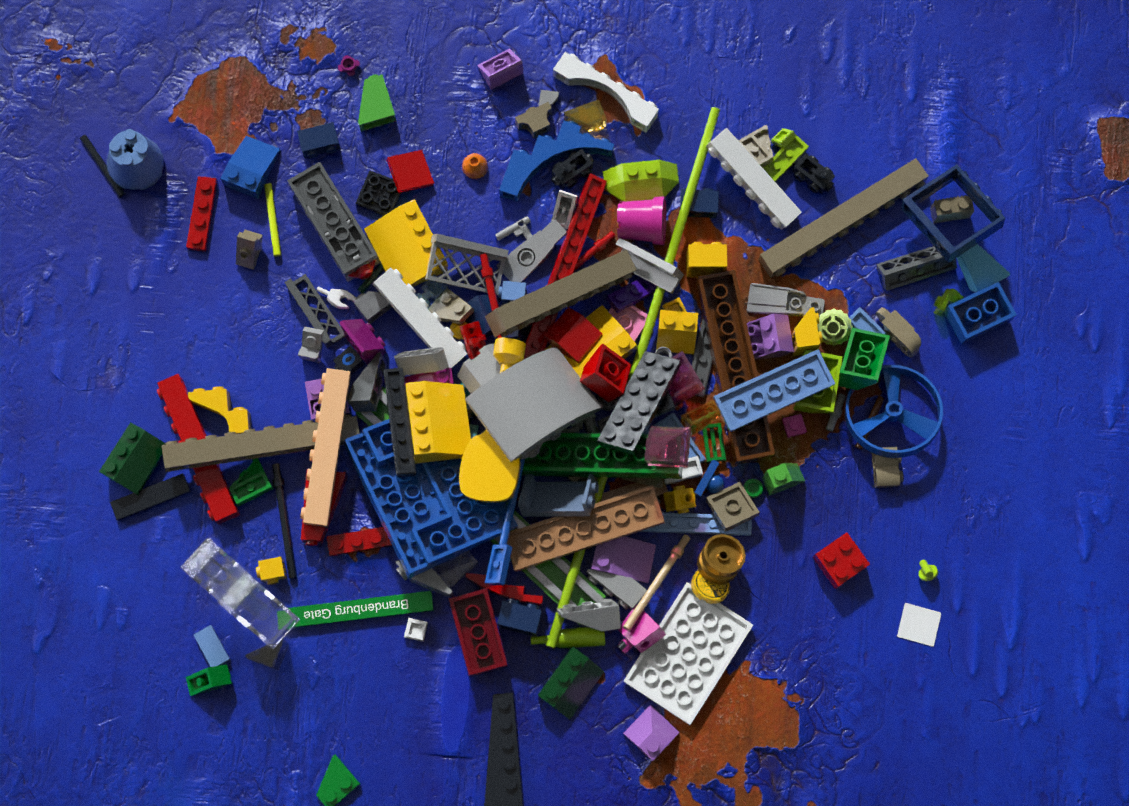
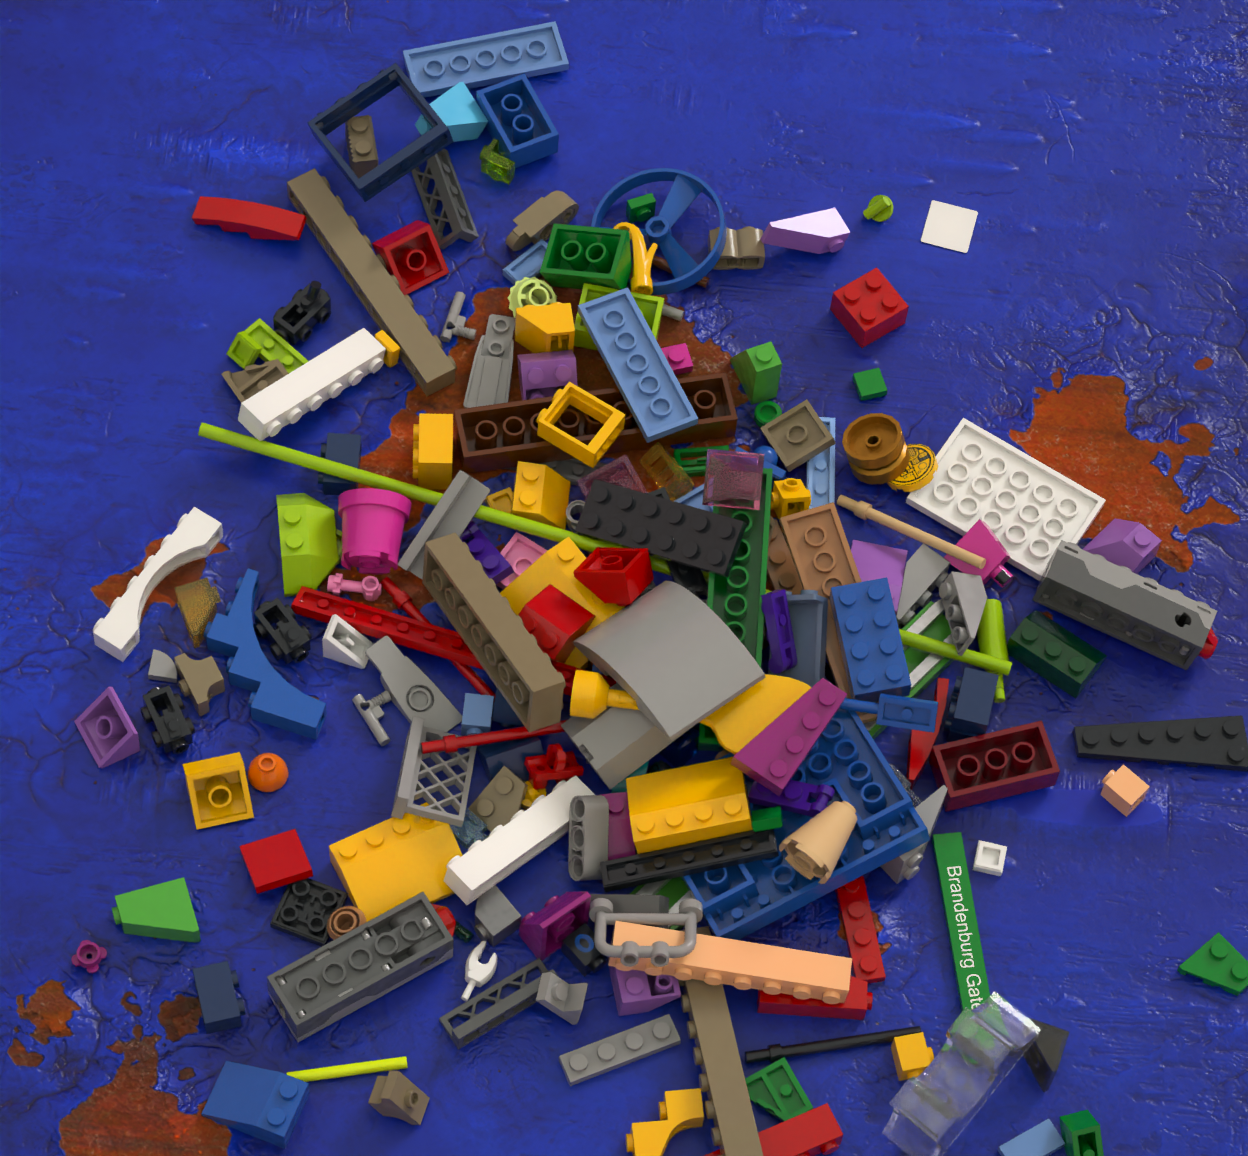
camera: 95 degrees left, 15 degrees down
(283, 385) = (619, 1049): none -> light grey plate
(322, 395) = (689, 915): none -> light grey bar
(364, 214) = (344, 920): none -> medium nougat cone
(397, 500) = (820, 841): none -> tan cone
(421, 469) = (767, 819): none -> green tile
(439, 485) = (794, 797): none -> dark purple plate
(459, 134) = (218, 790): none -> yellow slope
(463, 475) = (786, 742): none -> magenta wedge
(464, 723) = (1124, 789): none -> light nougat brick
(502, 103) = (172, 729): none -> black brick
(556, 543) = (870, 640): none -> blue brick
(565, 482) = (779, 631): none -> dark purple plate
(598, 732) = (1127, 606): none -> dark grey piece
(606, 223) = (369, 586): none -> bright pink bar
(710, 365) = (592, 406): none -> yellow window
(780, 560) = (869, 384): none -> green tile
(789, 229) = (392, 349): none -> yellow tile
(816, 277) = (456, 321): none -> light grey hose
(864, 244) = (412, 256): none -> red slope
(866, 397) = (642, 259): none -> yellow plant
(888, 137) = (245, 216): none -> red slope
(899, 519) = (811, 232): none -> medium lavender slope
(915, 401) = (640, 208): none -> green plate
(1034, 293) = (486, 59): none -> medium blue plate

